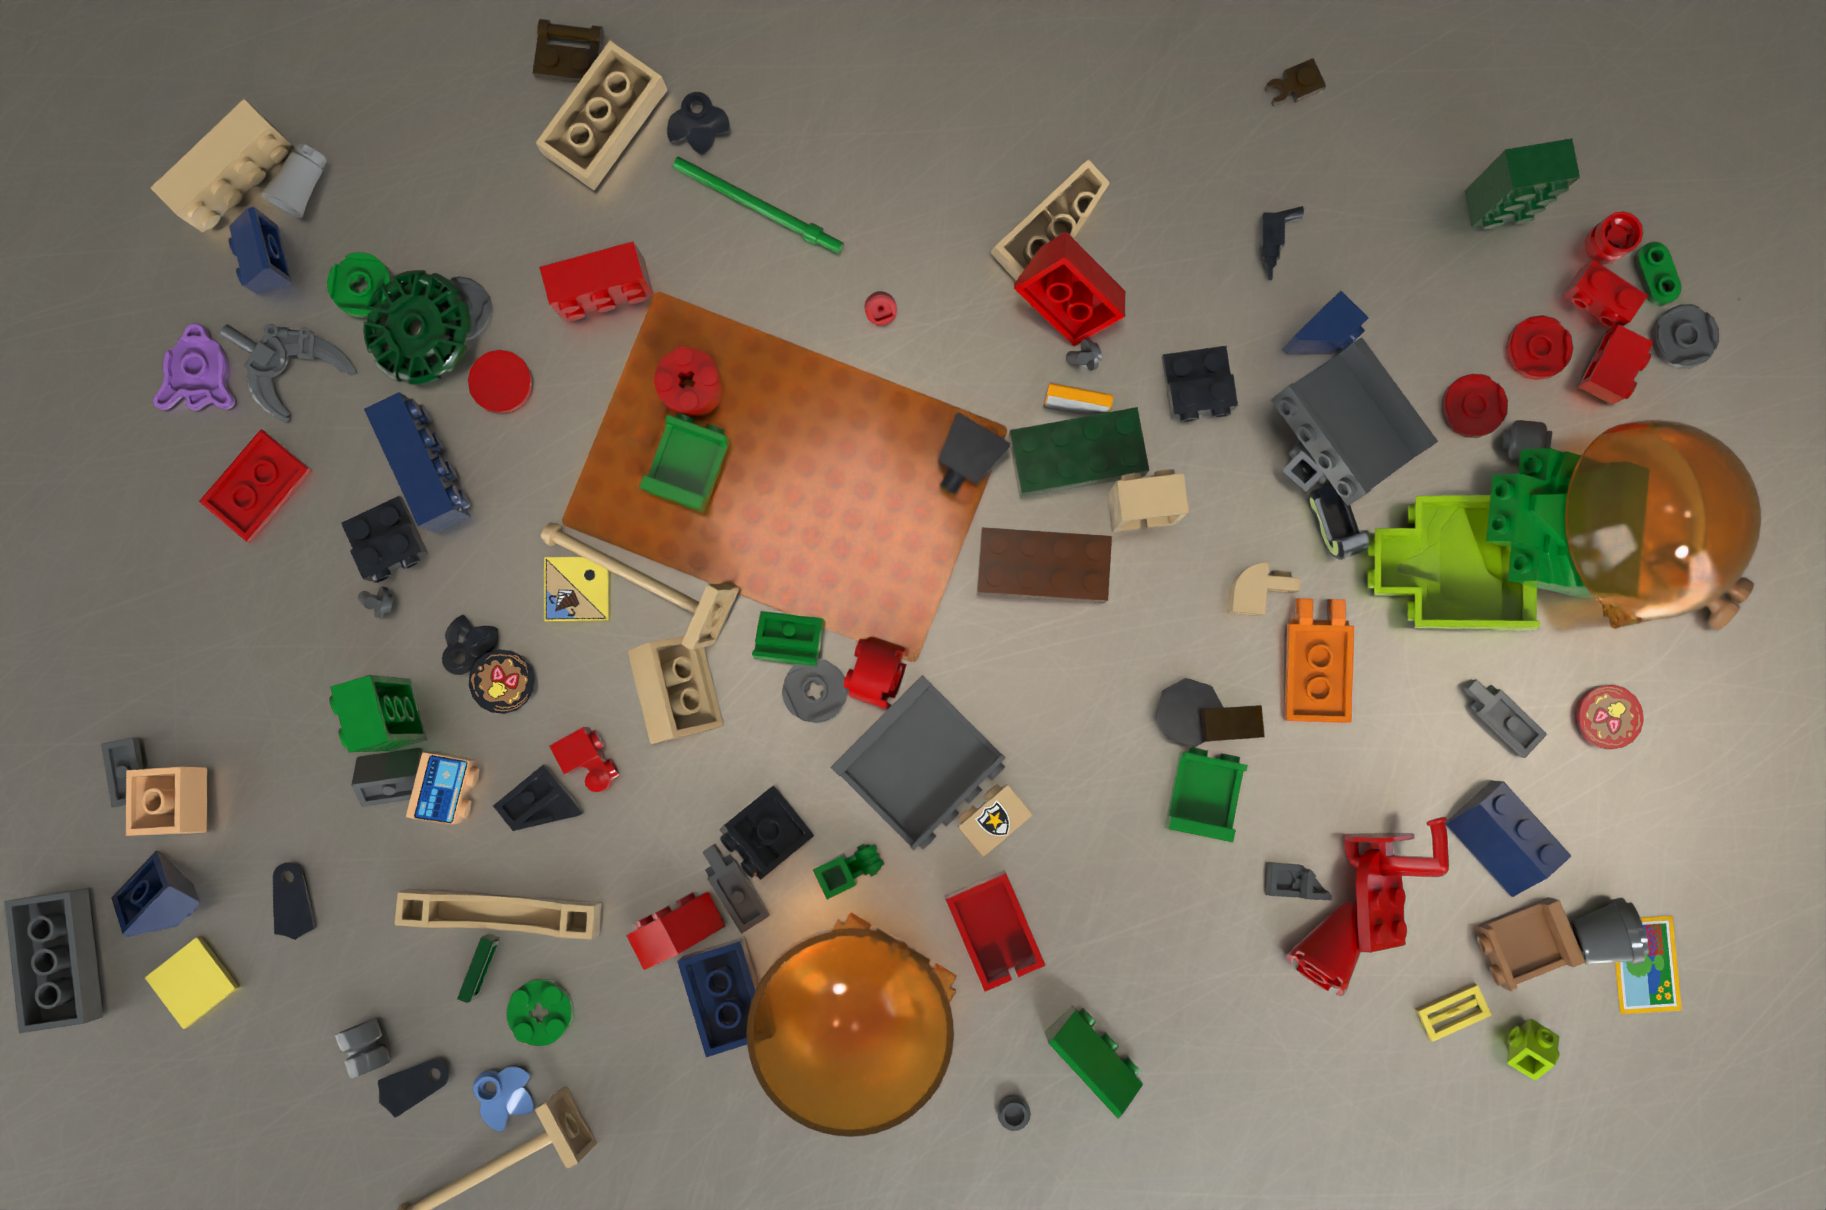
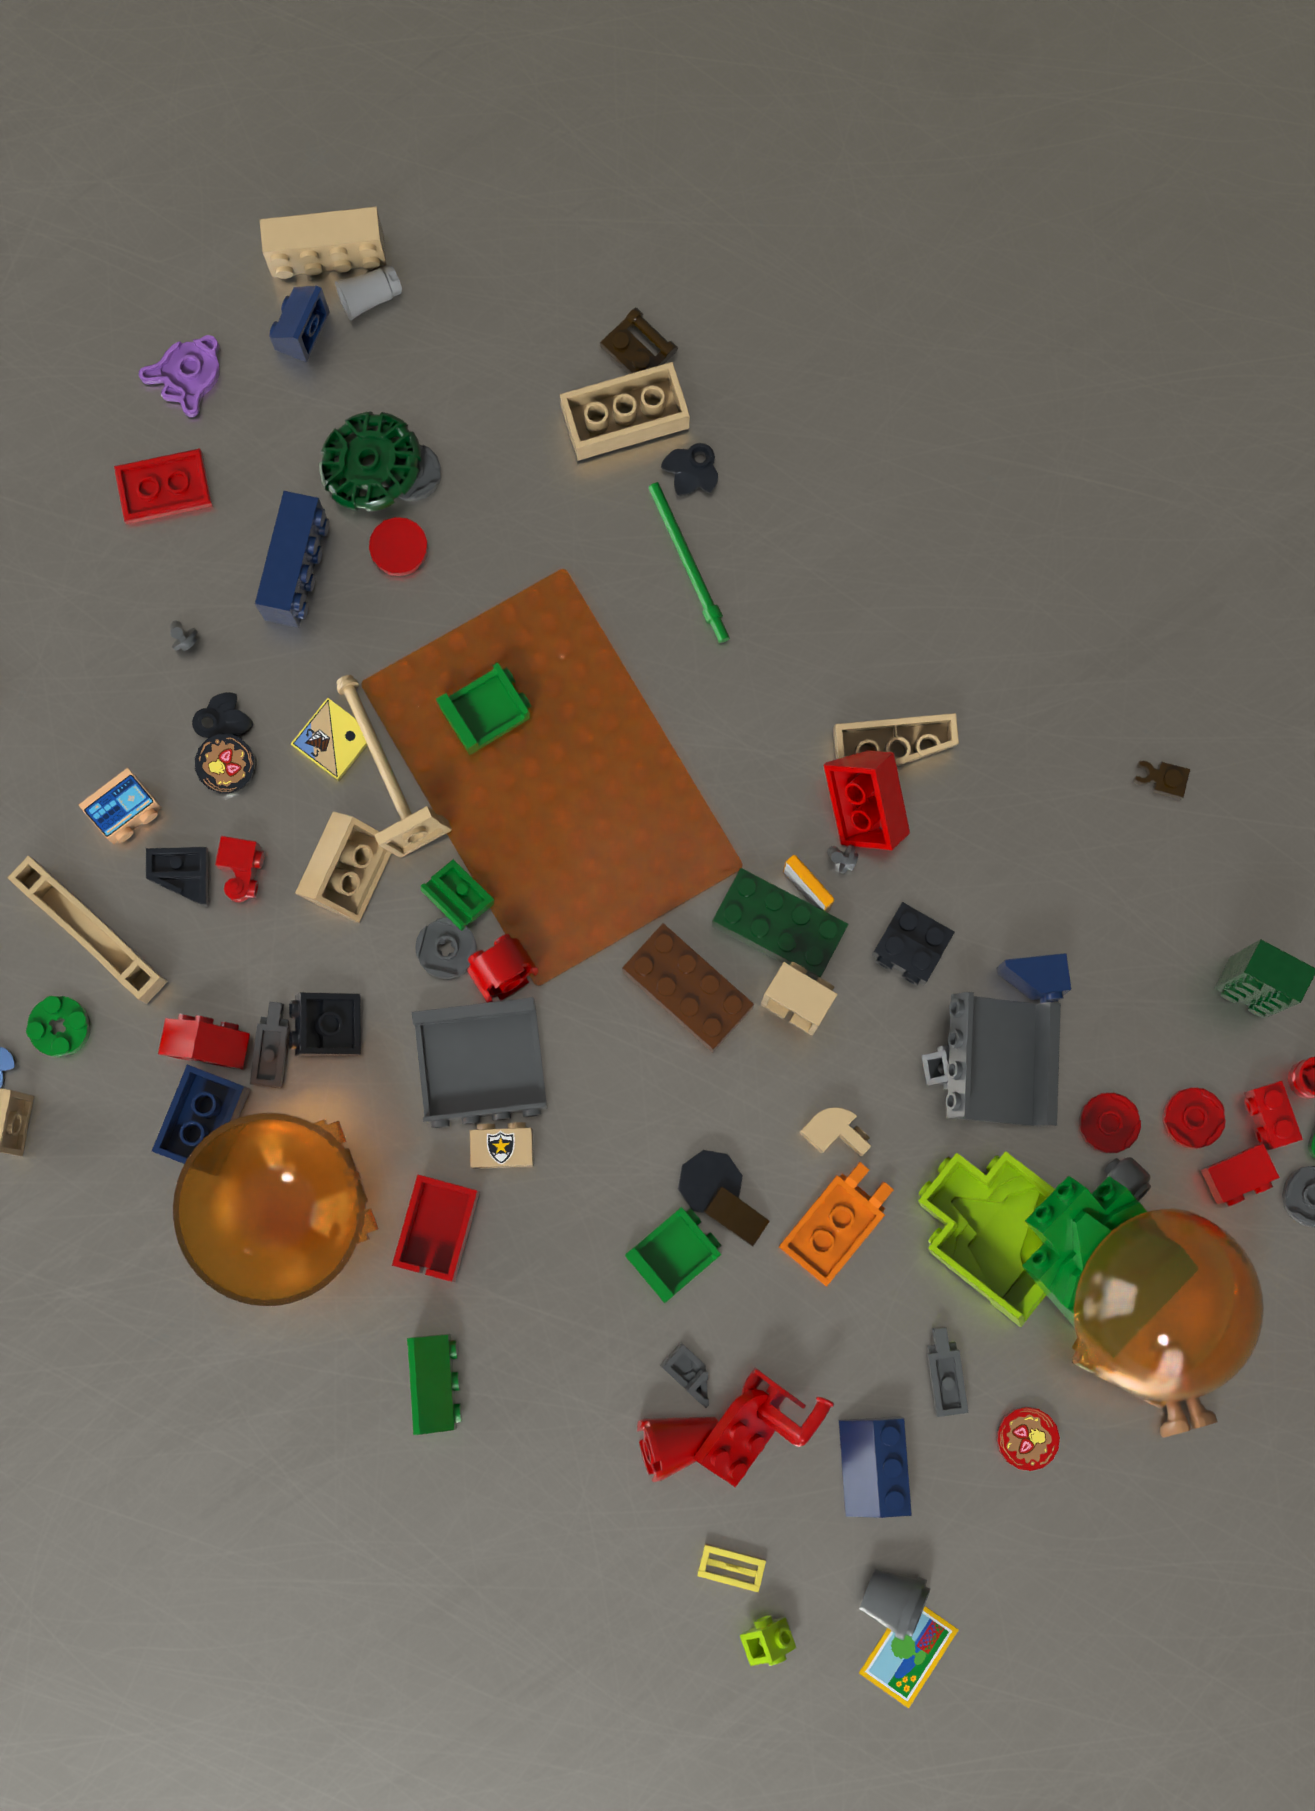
camera: 30 degrees right, 5 degrees down
(272, 354) = (248, 403): dark grey bar -> none
(350, 271) = (353, 384): green plate -> none
(377, 714) = (118, 715): green brick -> none
(384, 540) = (223, 596): black plate -> none
(385, 776) = (86, 767): dark grey panel -> none
(478, 968) = (41, 958): dark green tile -> none
(596, 281) = (525, 527): red brick -> none
(688, 364) = (528, 635): red brick -> none
(842, 871) = (359, 1097): green brick -> none
(880, 308) = (718, 706): red tile -> none
(969, 454) = (697, 862): black torso -> none
(1014, 1113) = (342, 1378): dark grey plate -> none
(1273, 235) = (1056, 877): black piece -> none
(1338, 524) = (932, 1129): black animal -> none
(1529, 943) = (829, 1560): medium nougat panel -> none

